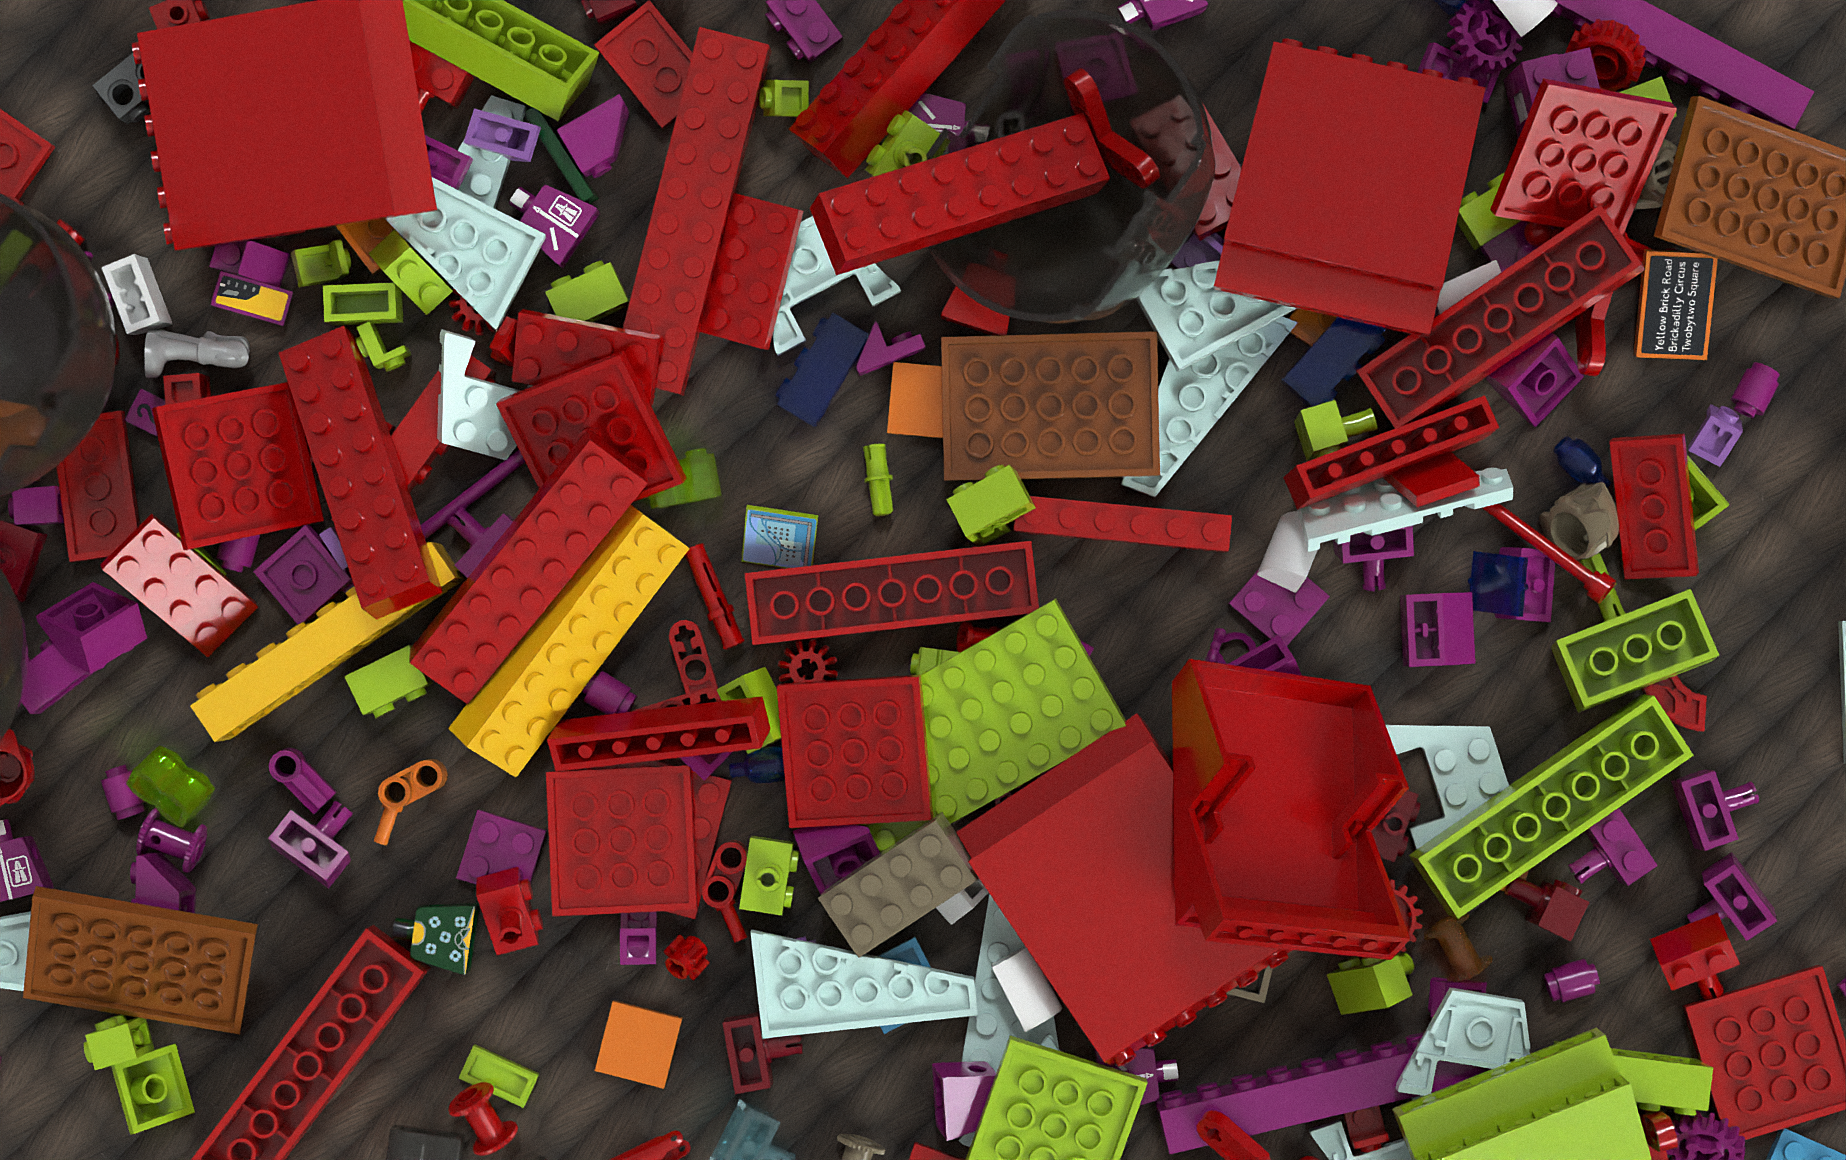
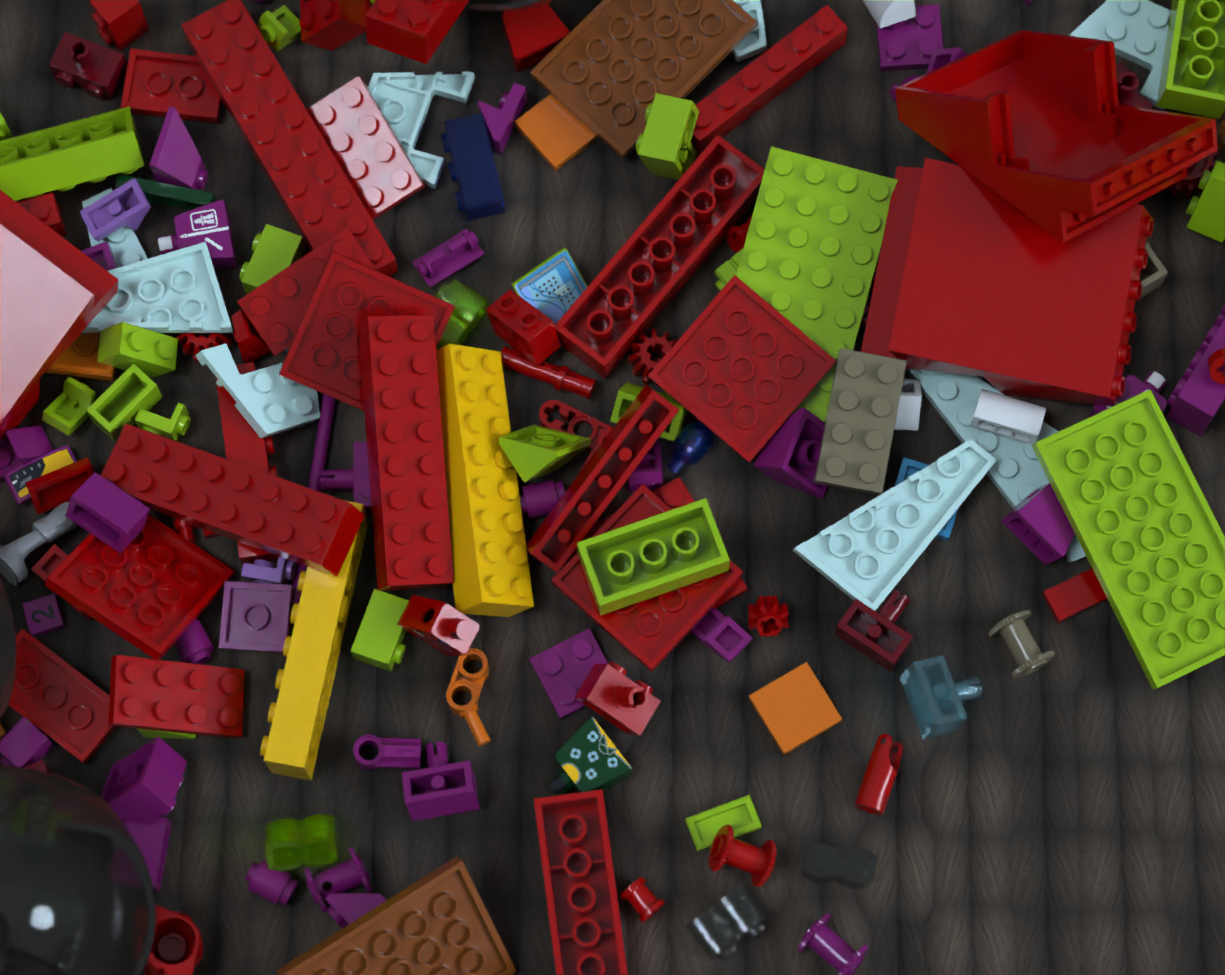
camera: 45 degrees left, 15 degrees down
(255, 324) = (58, 486): none -> red tile
(259, 389) = (107, 512): none -> magenta brick
(380, 1075) = (642, 899): none -> red bush
(428, 736) = (447, 630): none -> red torso
(631, 837) = (653, 556): none -> lime brick
(640, 660) = (541, 450): none -> lime slope
(725, 547) = (523, 327): none -> red brick
(730, 425) = (448, 258): none -> magenta hinge
(731, 877) = (743, 537): red beam -> none
(767, 875) = (766, 512): lime brick -> none
(878, 479) = (579, 200): lime axle -> none

